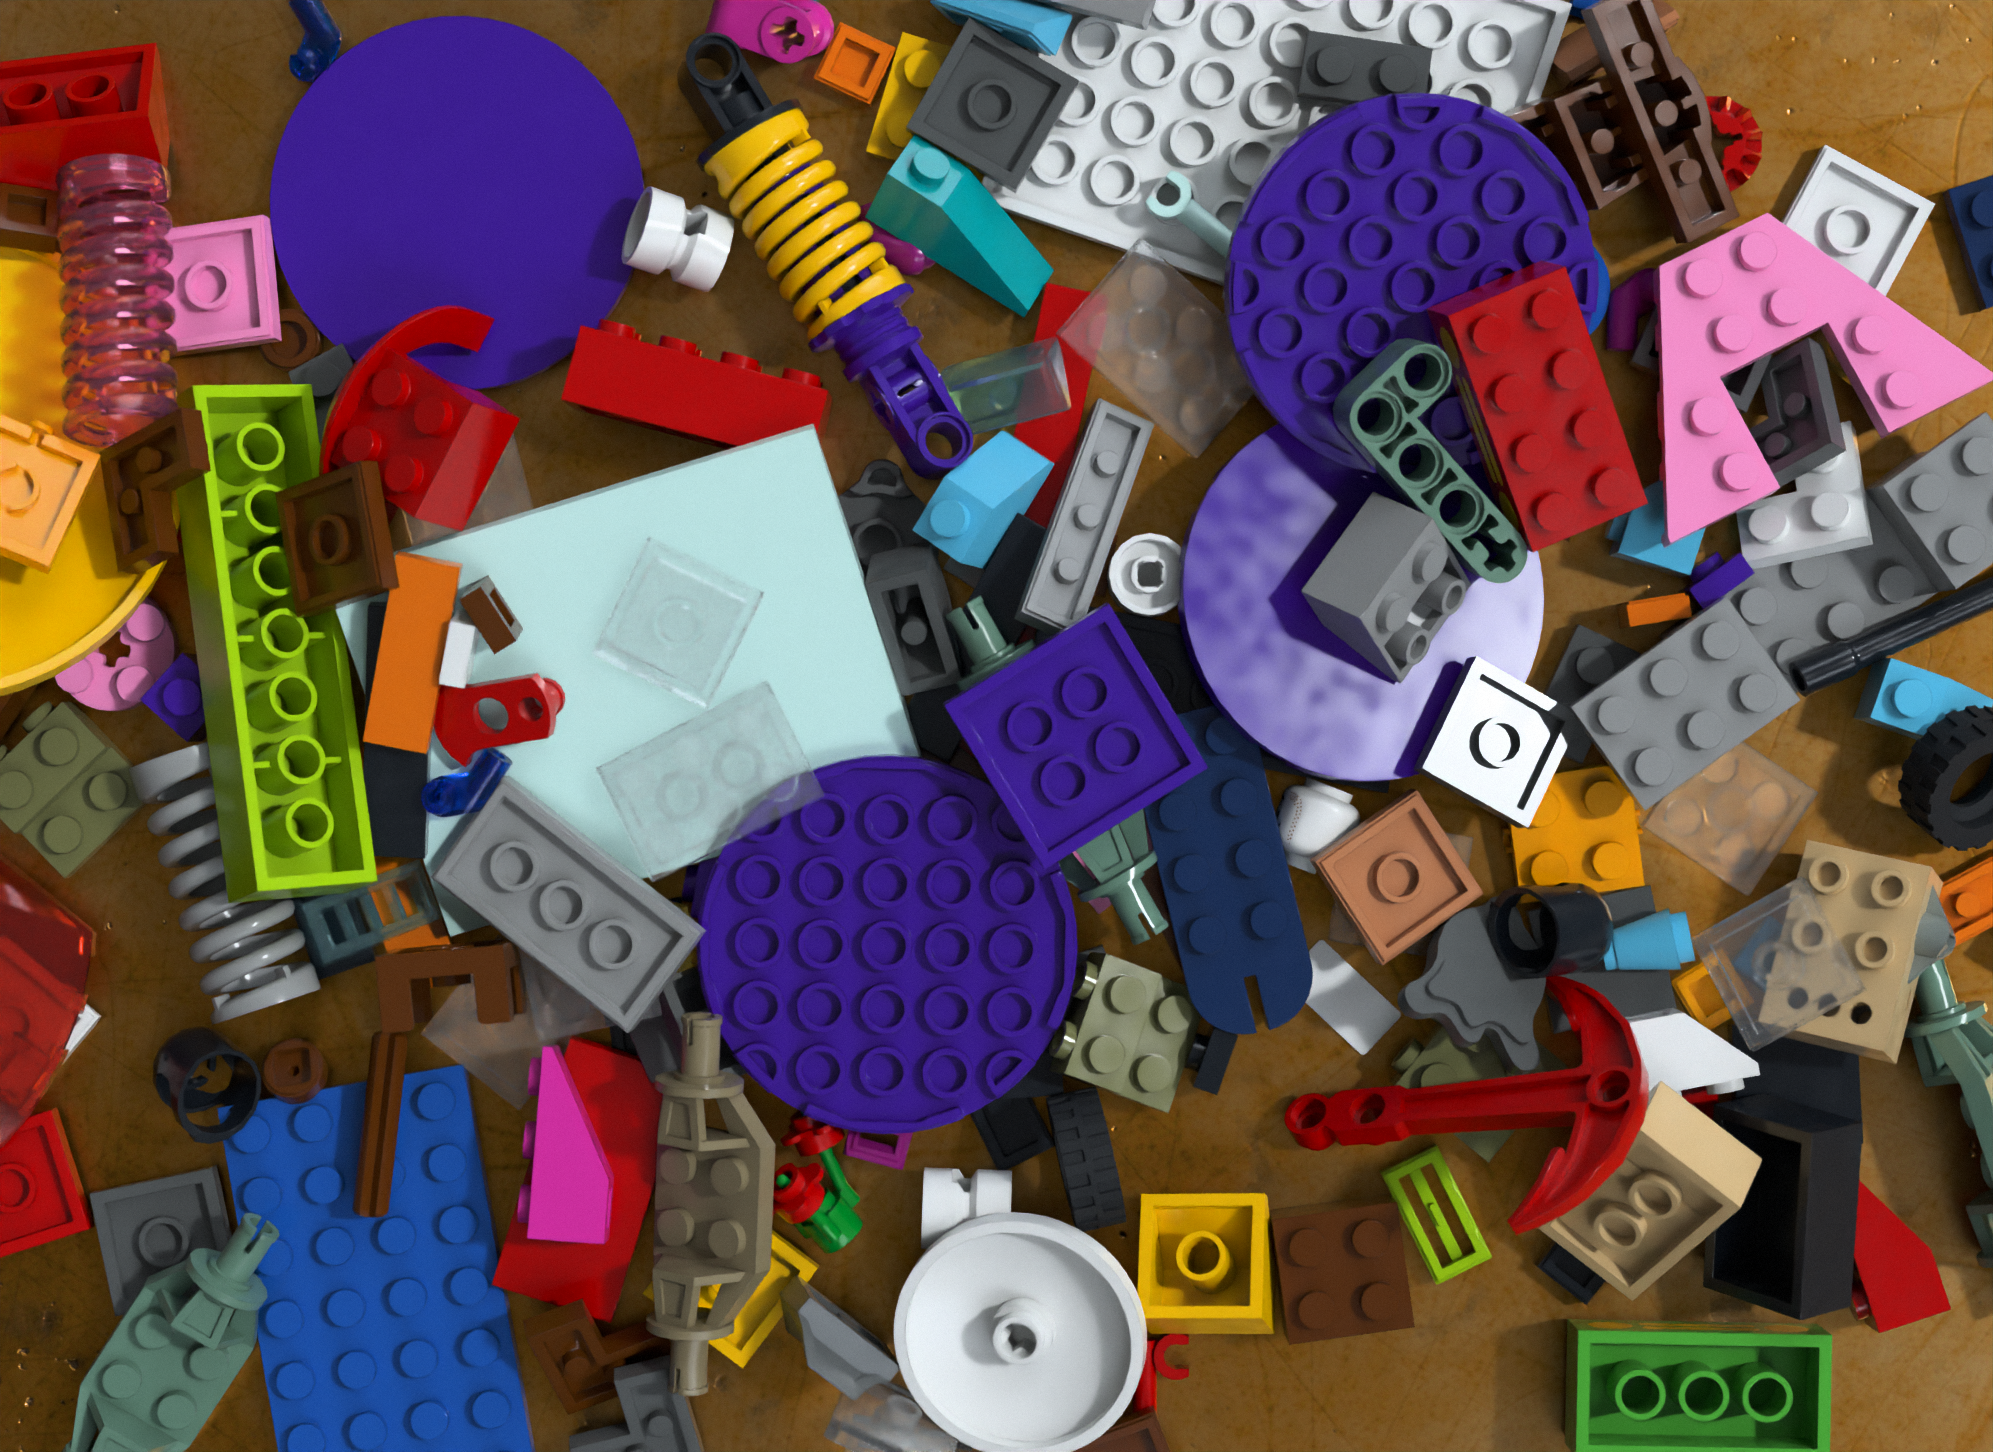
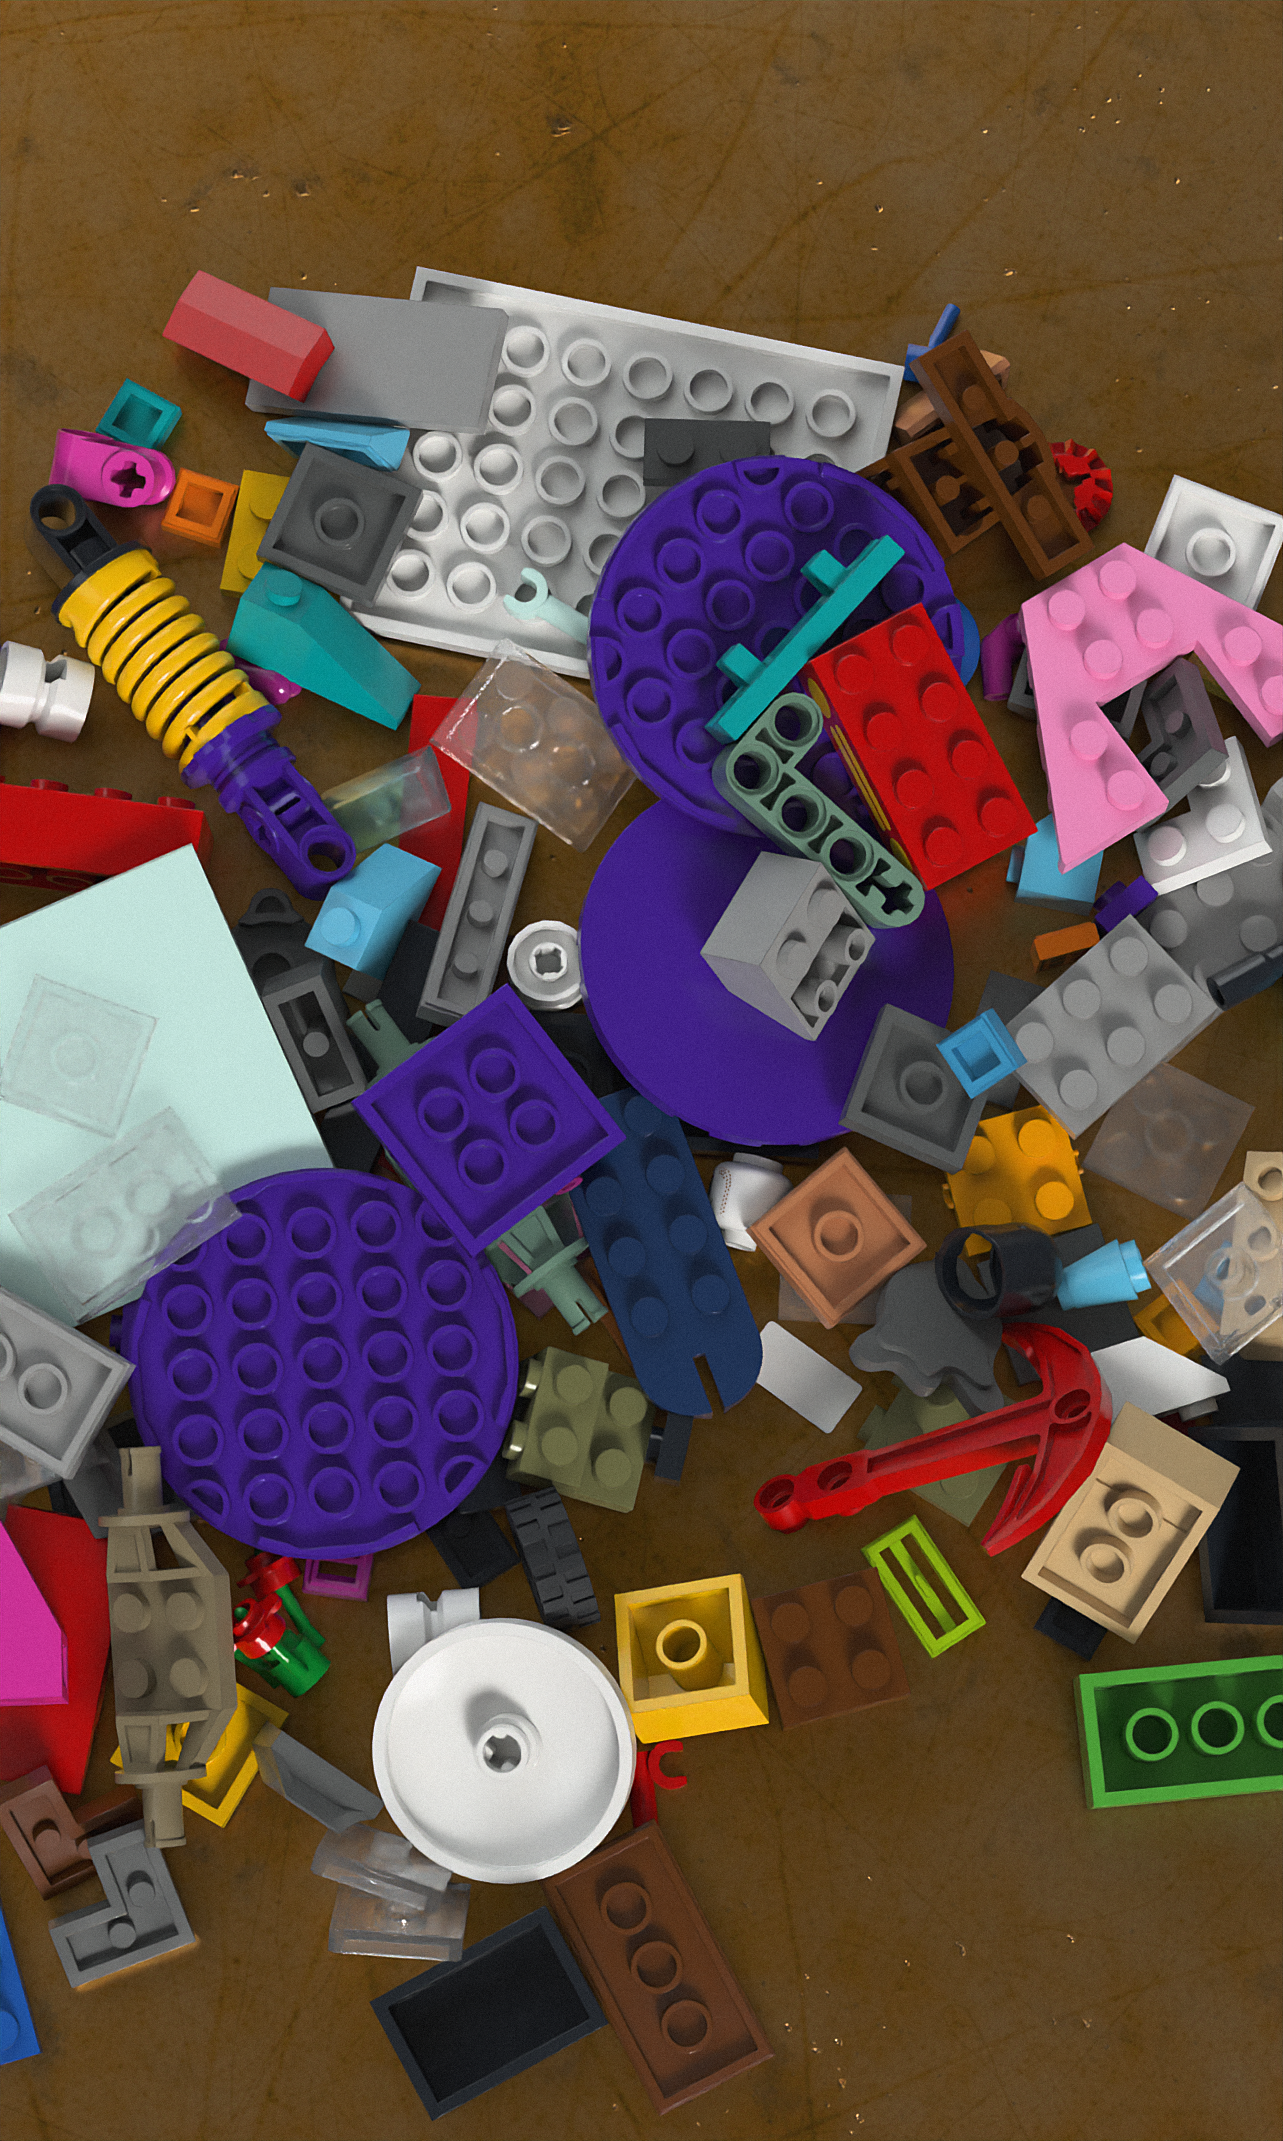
camera: 10 degrees left, 10 degrees down
(1400, 324) = (841, 593): none -> teal hinge
(1563, 719) = (981, 1053): none -> dark azure tile

